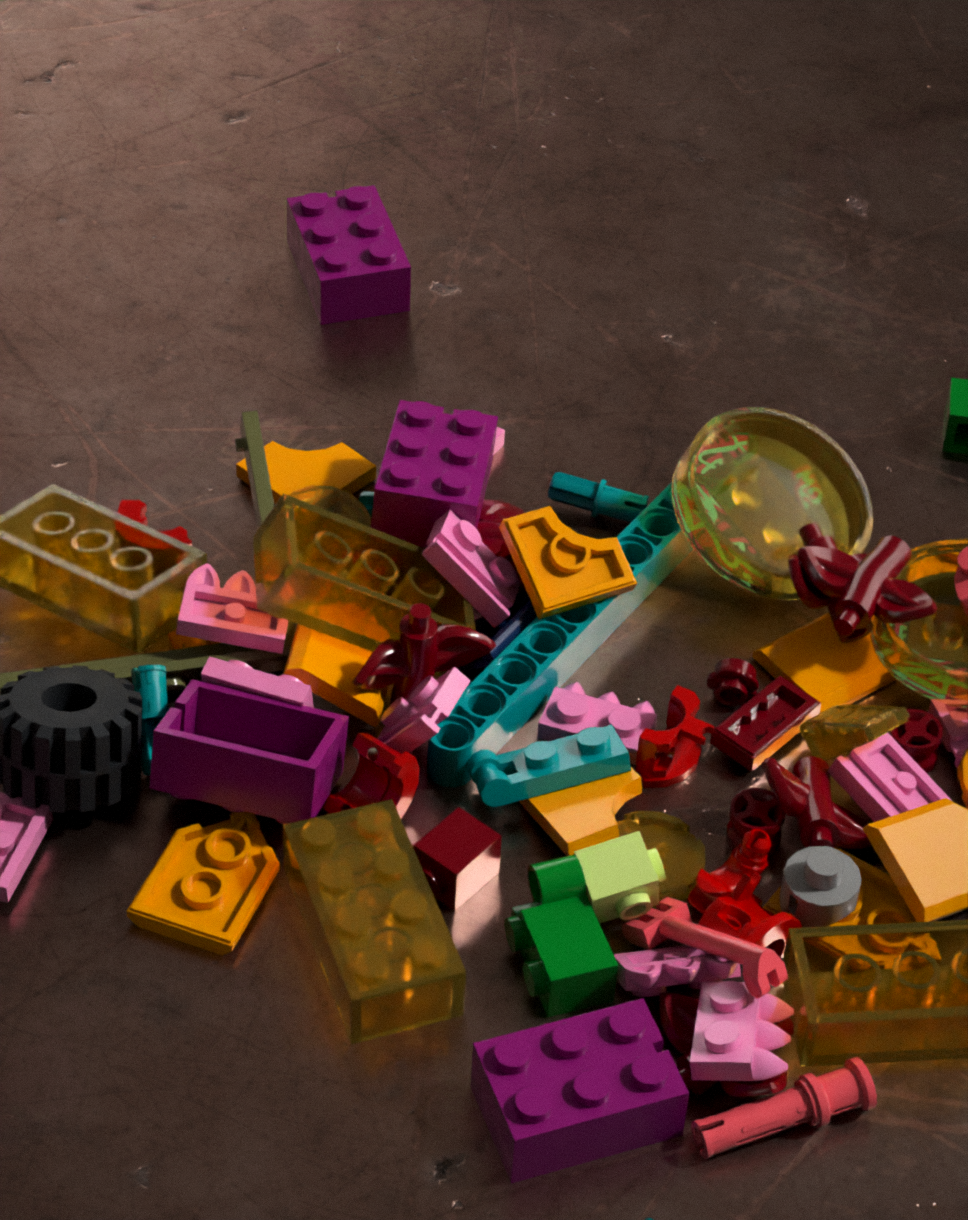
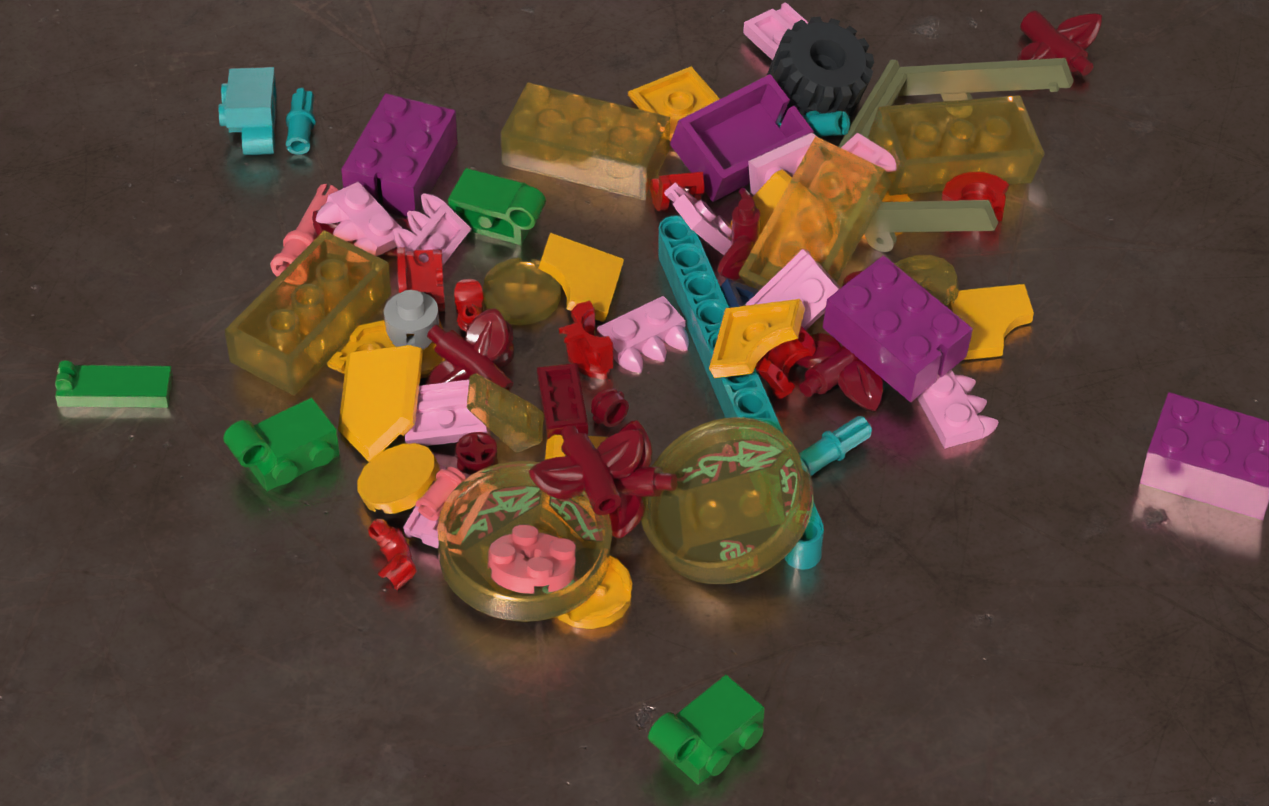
camera: 130 degrees right, 5 degrees up
(459, 857) = (595, 199): dark red brick -> none
(548, 766) = (619, 270): teal plate -> none
(621, 877) = (506, 239): yellowish green brick -> none
(673, 922) = (470, 256): coral hinge -> none

